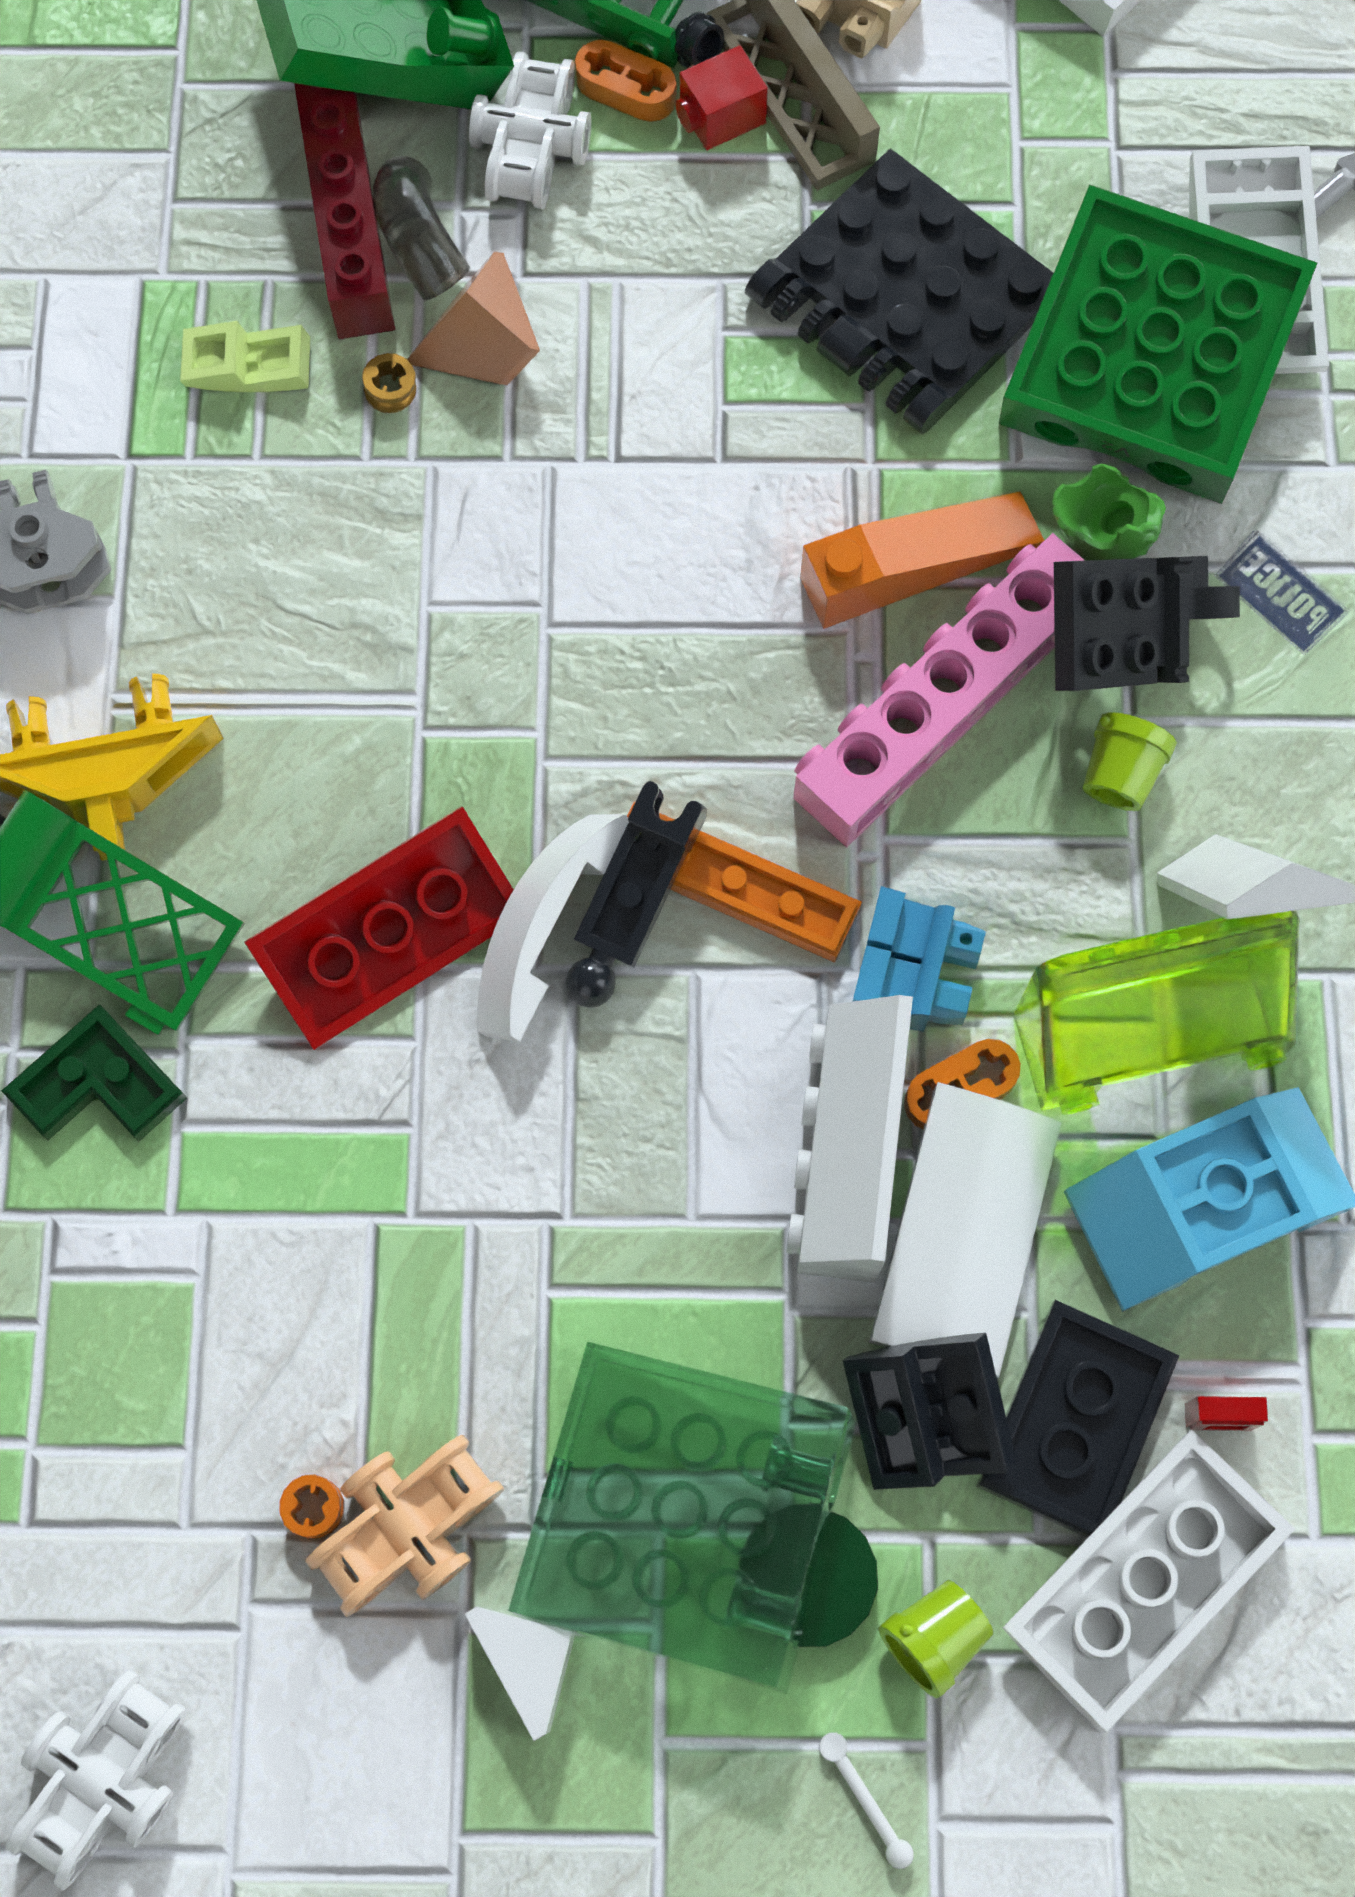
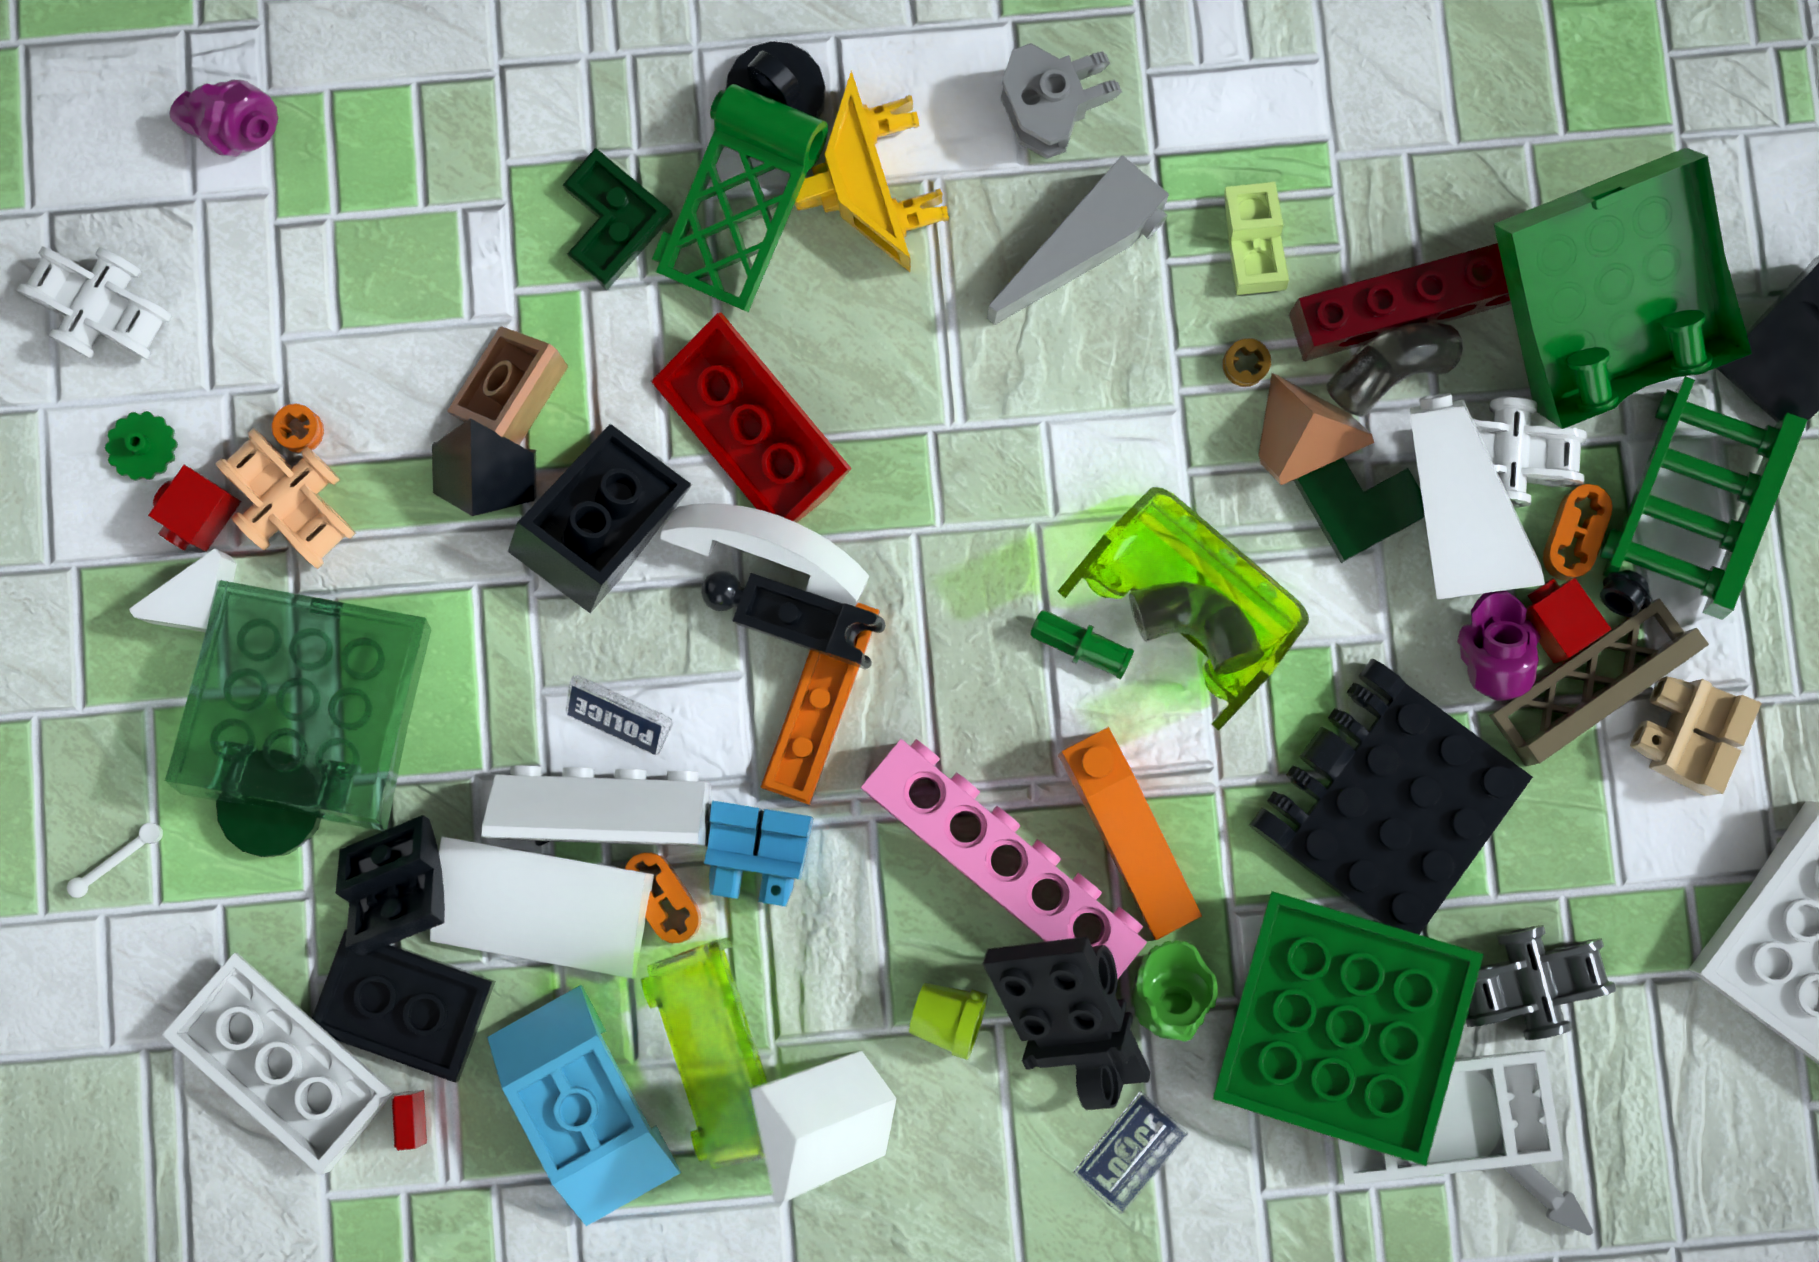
camera: 85 degrees right, 10 degrees up
(193, 500) = (1099, 228): none -> light grey slope
(294, 1223) = (510, 384): none -> nougat slope
(304, 1730) = (141, 446): none -> green piece
(402, 1261) = (482, 470): none -> black slope
(403, 1655) = (192, 509): none -> red brick
(484, 1121) = (597, 517): none -> black slope
(583, 284) = (1357, 518): none -> dark green tile
(588, 162) = (1468, 514): none -> white slope
(662, 441) = (1169, 543): none -> clear neon green windscreen
(678, 447) = (1200, 613): none -> clear smoke cylinder
(698, 583) = (1081, 643): none -> green axle
(732, 1119) = (617, 715): none -> slope
(748, 157) = (1500, 647): none -> magenta head
(937, 1637) = (226, 903): lime piece -> none
(1111, 153) = (1538, 982): none -> dark grey axle

